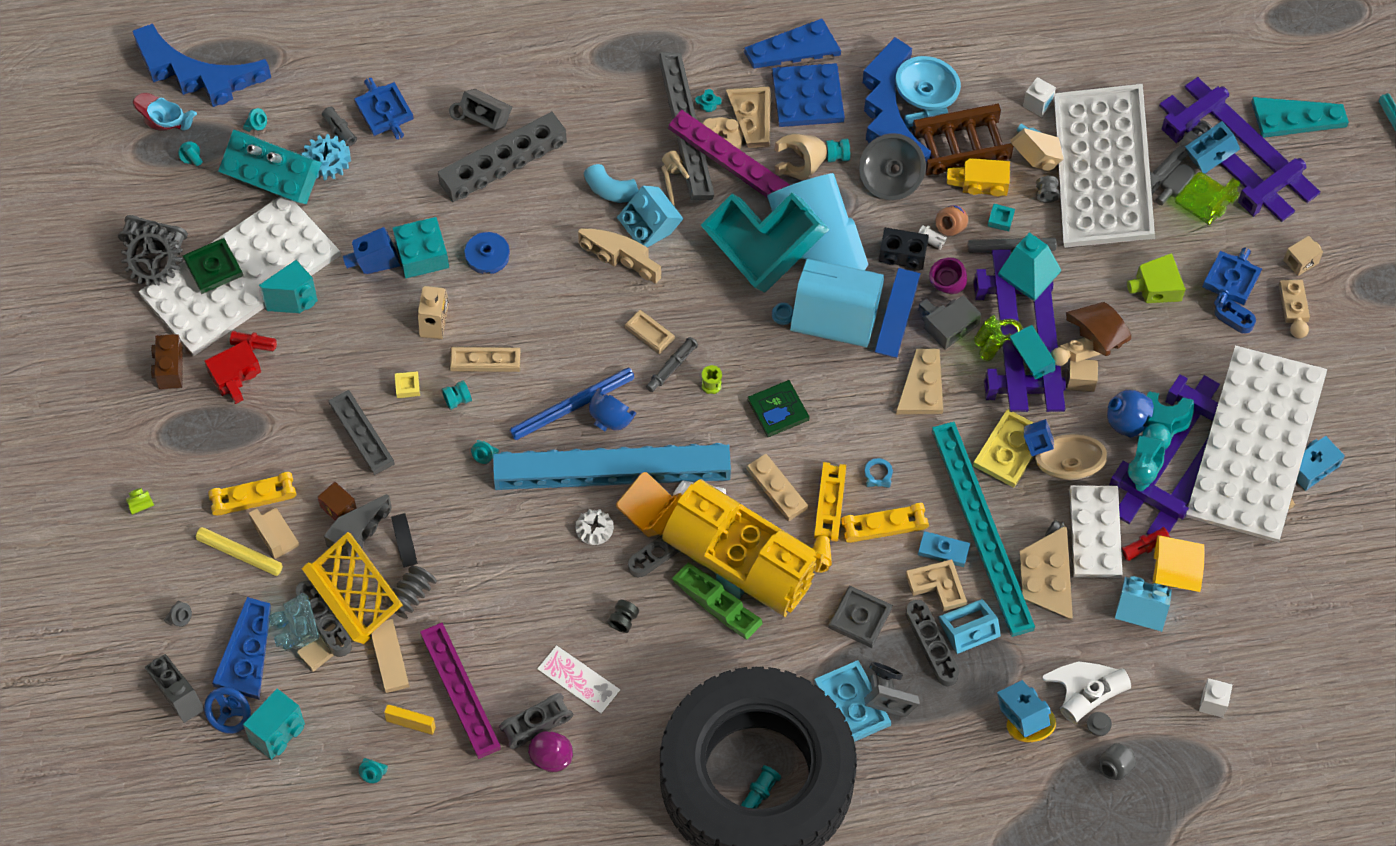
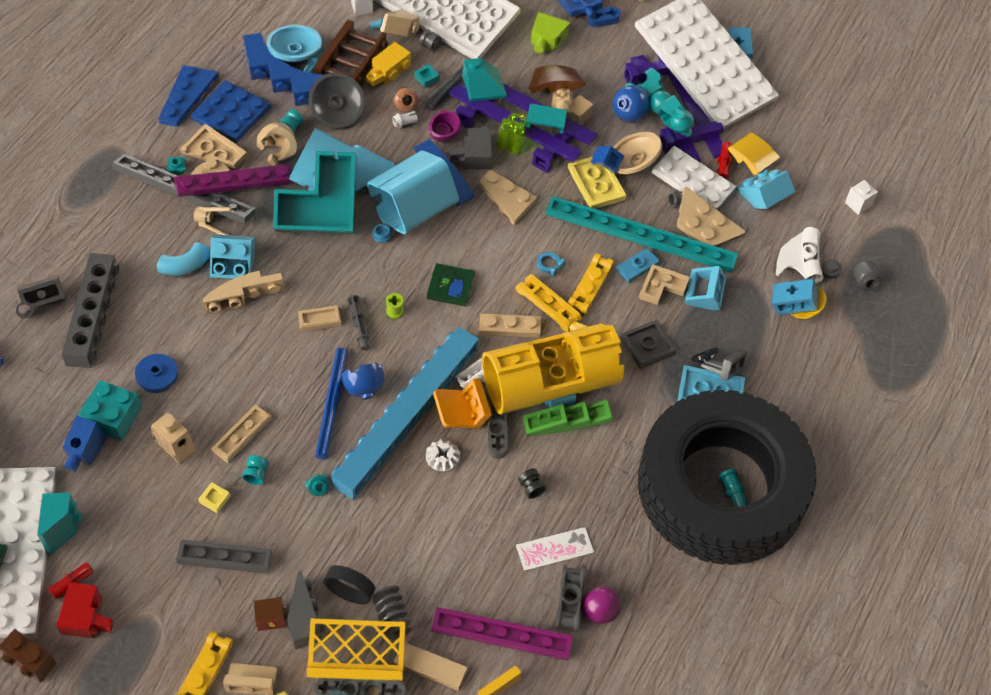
camera: 55 degrees left, 5 degrees down
(904, 243) = (399, 137): black brick -> none
(930, 643) = (702, 313): dark grey beam -> none

